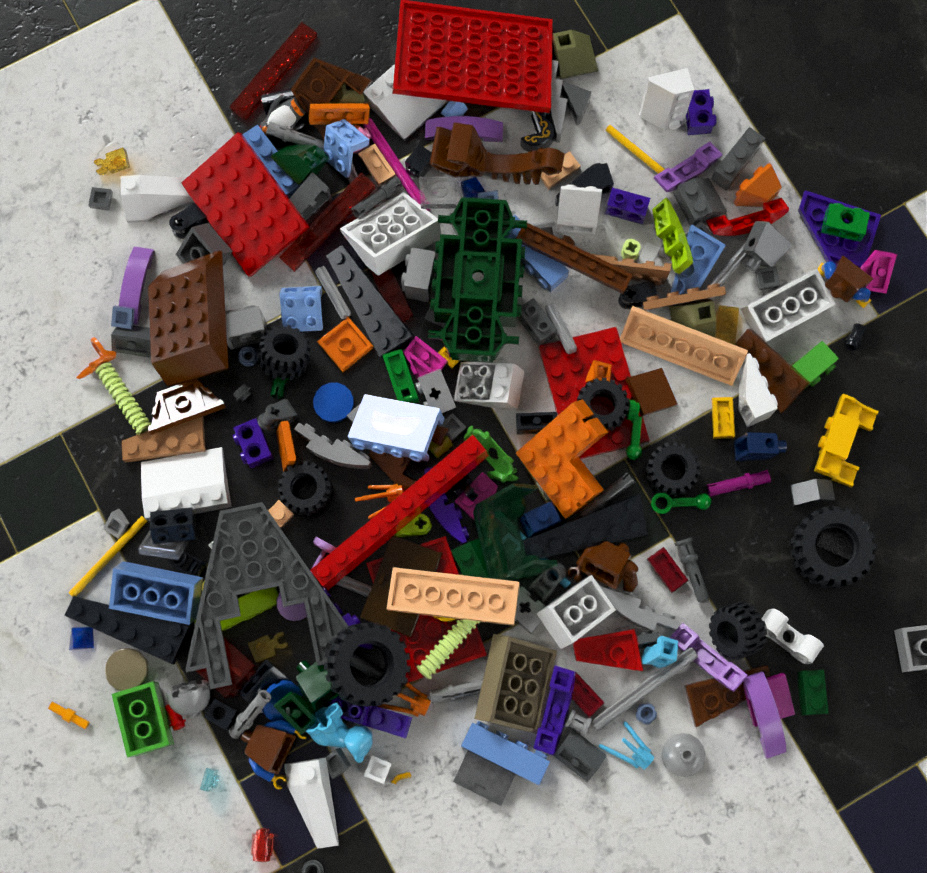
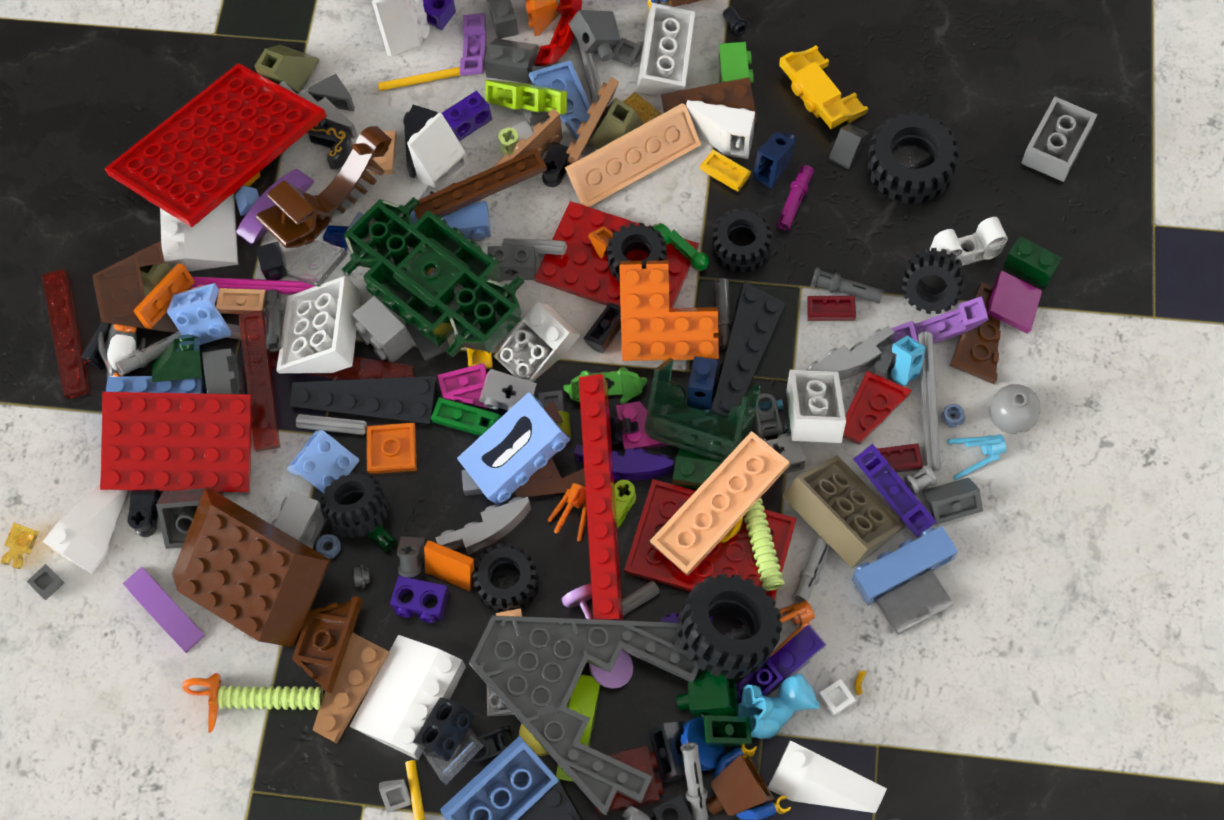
camera: 50 degrees left, 10 degrees down
(122, 317) = (187, 639): sand blue plate -> none
(131, 341) = (218, 648): dark grey panel -> none
(264, 647) = (635, 727): clear yellow plate -> none
(333, 402) = (439, 497): blue tile -> none
(337, 763) = (803, 732): dark grey plate -> none
(403, 555) = (667, 577): dark brown container -> none
(608, 565) = (790, 350): reddish brown torso -> none
(651, 391) = (654, 209): reddish brown tile -> none
(701, 501) = (788, 238): green piece -> none
(766, 715) = (1028, 308): medium lavender slope -> none

